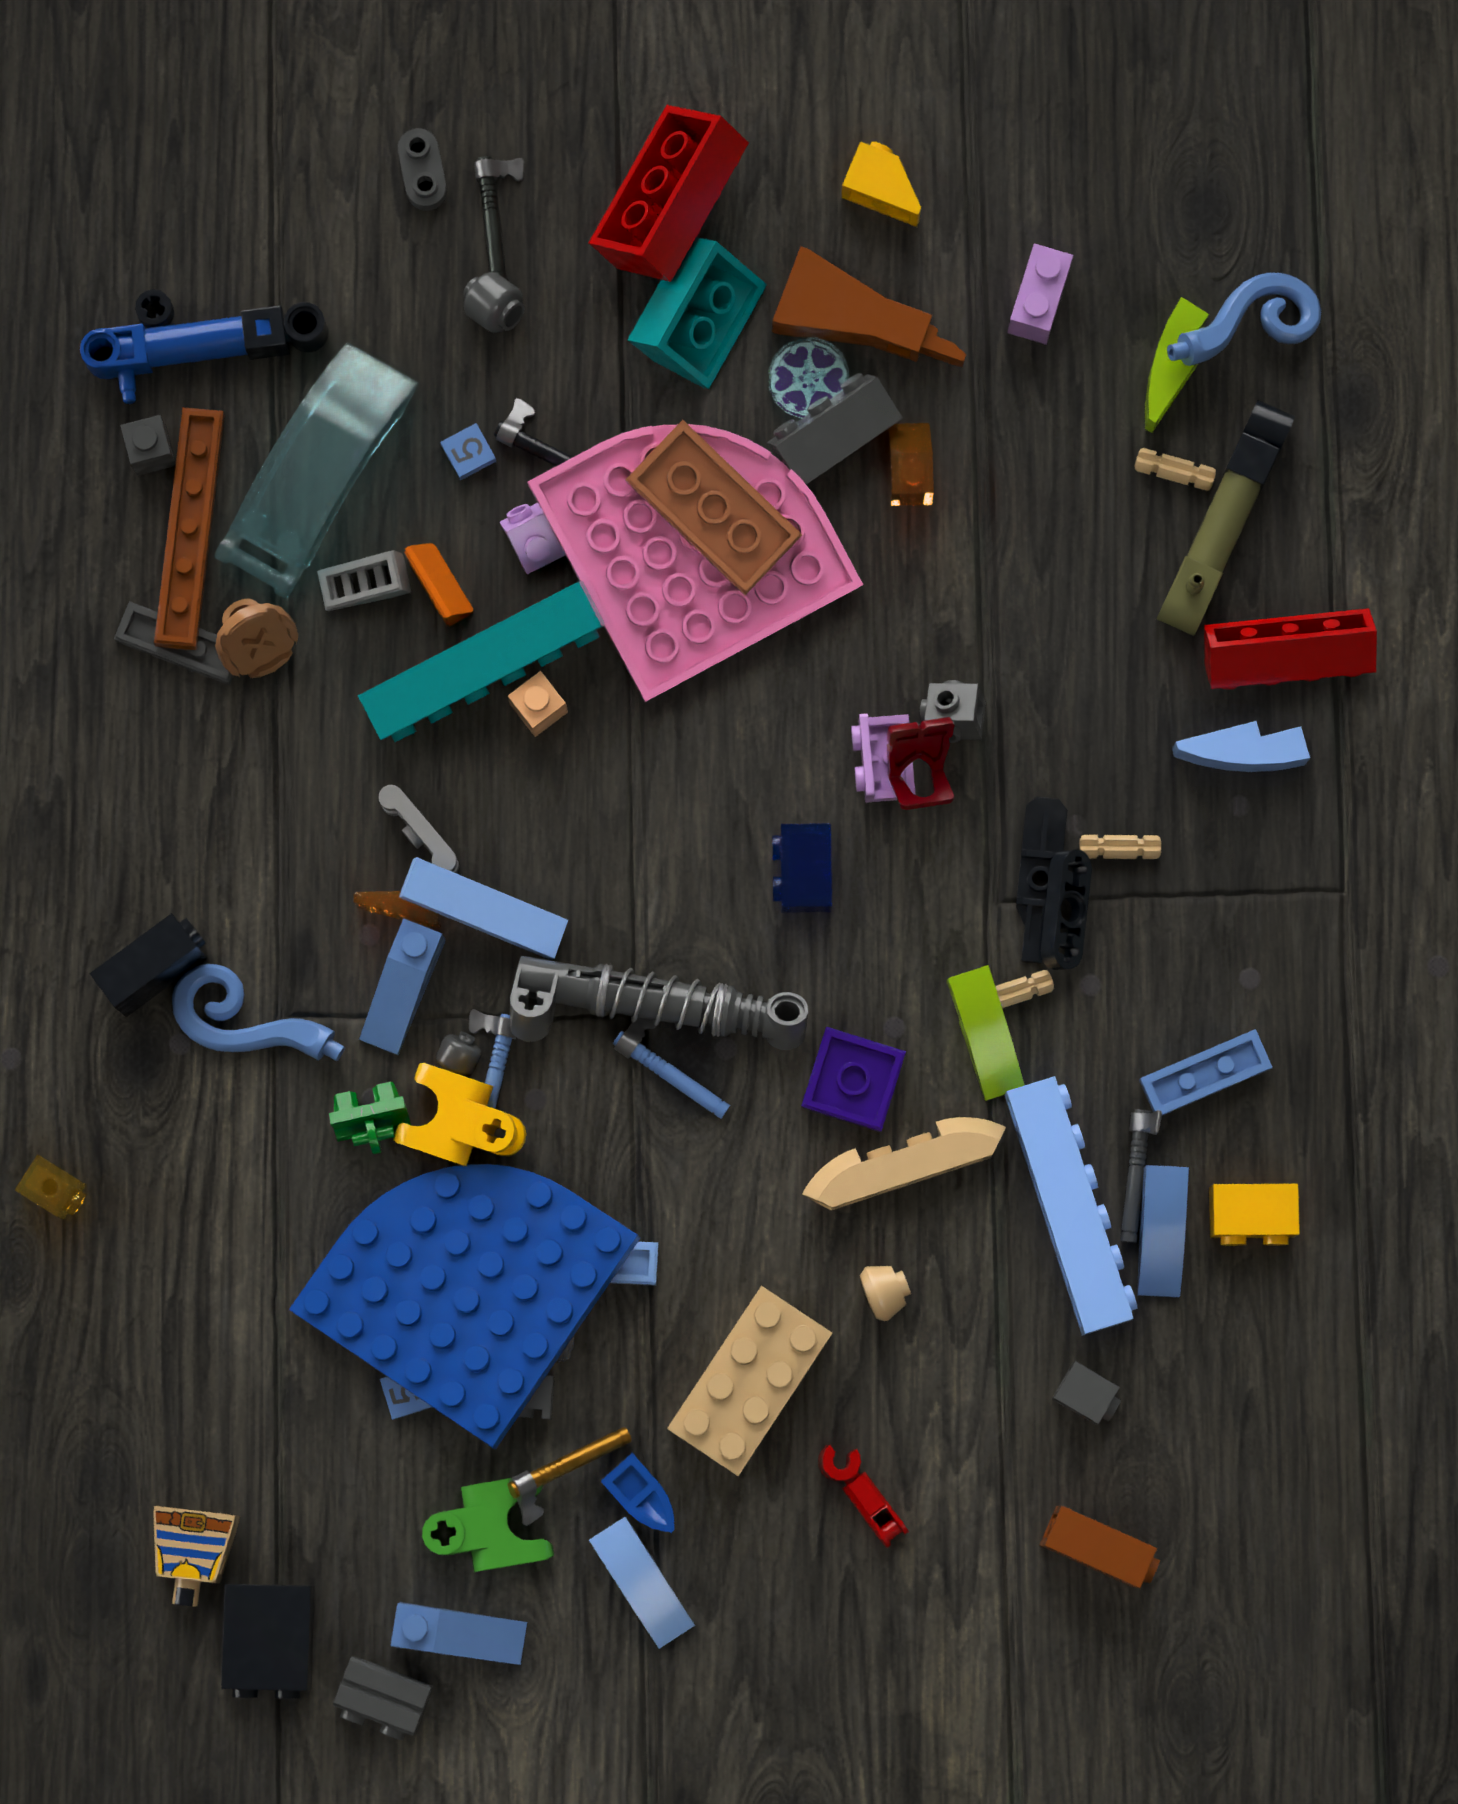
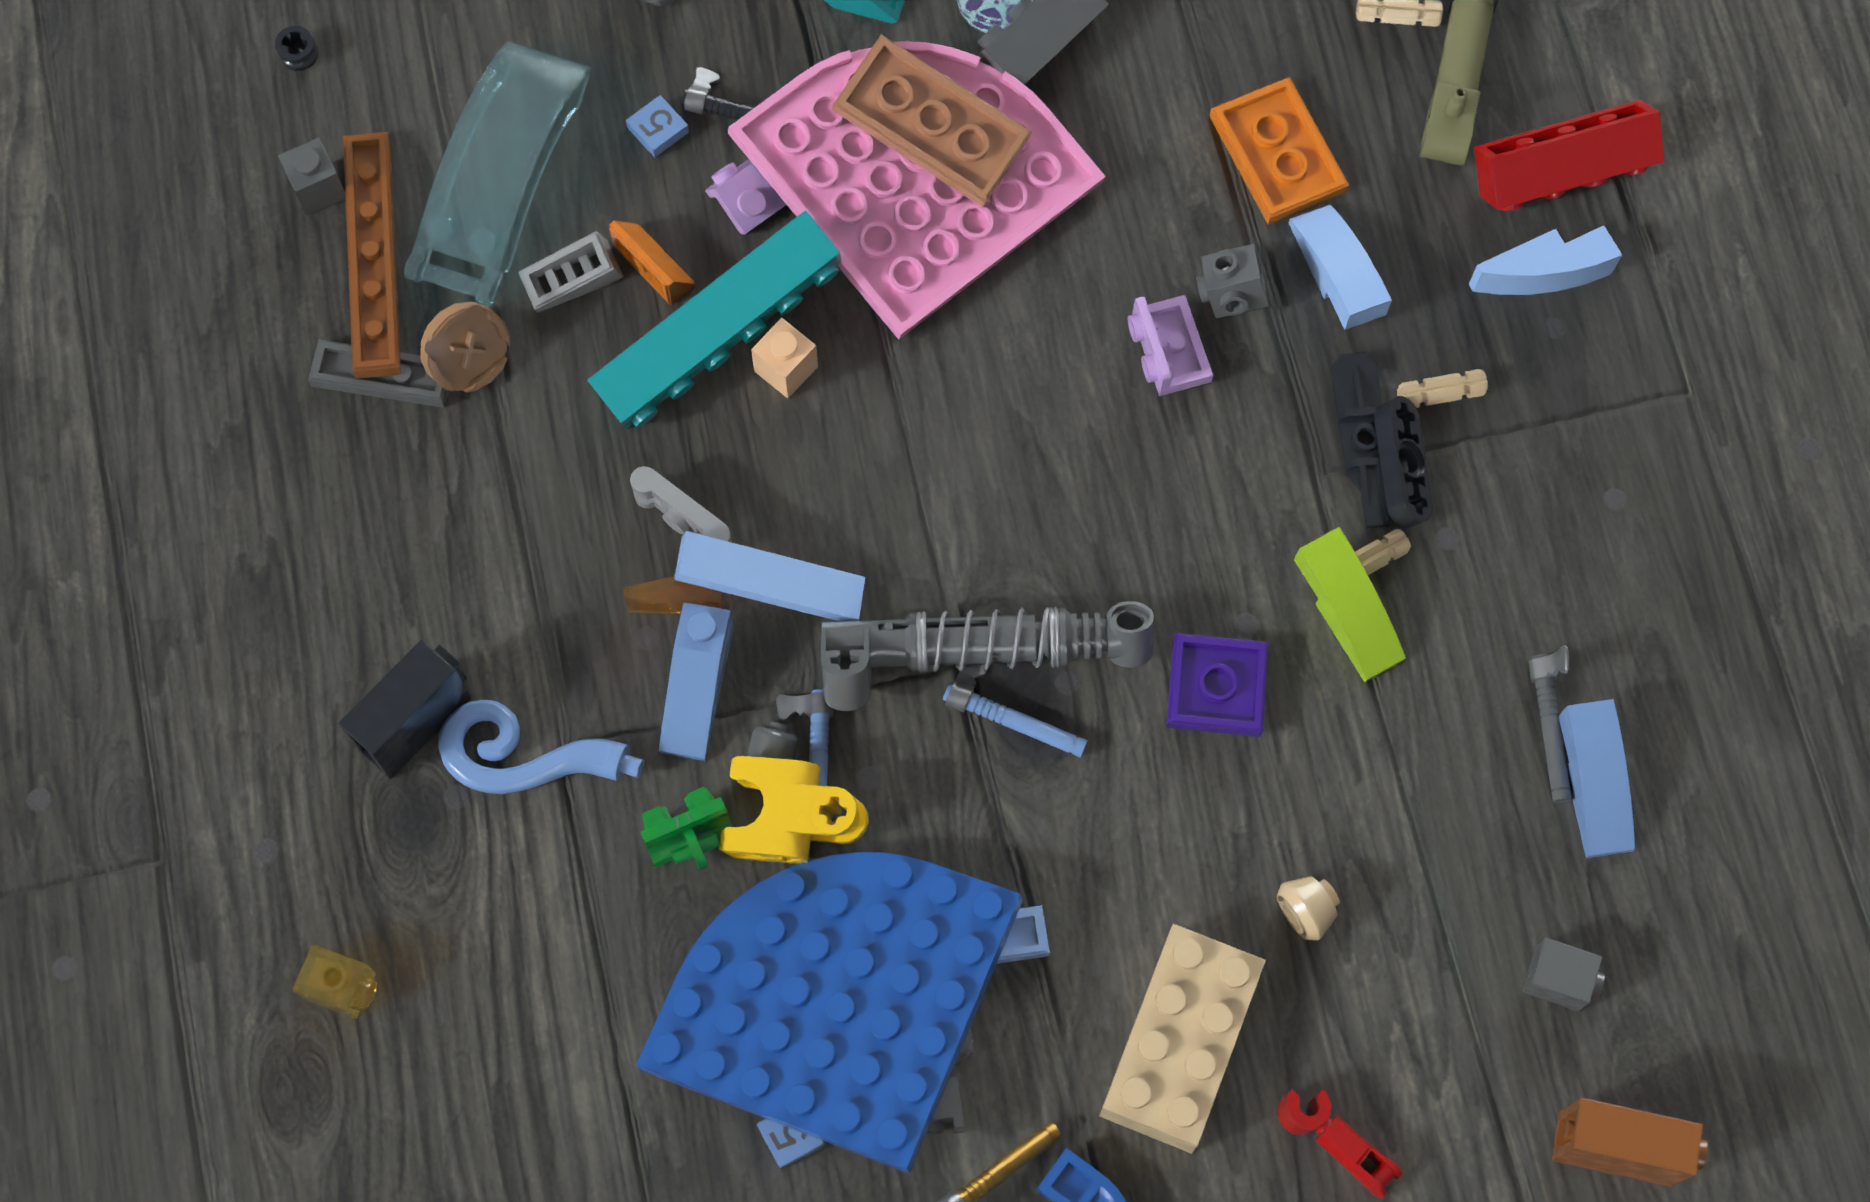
camera: 15 degrees left, 10 degrees down
(255, 333) = (411, 48): blue piece -> none
(805, 868) = (1111, 472): clear blue brick -> none
(911, 464) = (1127, 55): clear orange slope -> none
(923, 741) = (1212, 311): dark red piece -> none
(959, 1144) = (1246, 791): tan brick -> none
(1030, 586) = (1279, 150): none -> orange tile
(1055, 711) = (1341, 266): none -> light blue slope
(1069, 1205) = (1490, 773): light blue brick -> none
(1206, 1073) = (1599, 602): medium blue plate -> none
(1254, 1212) = (1692, 739): yellow brick -> none

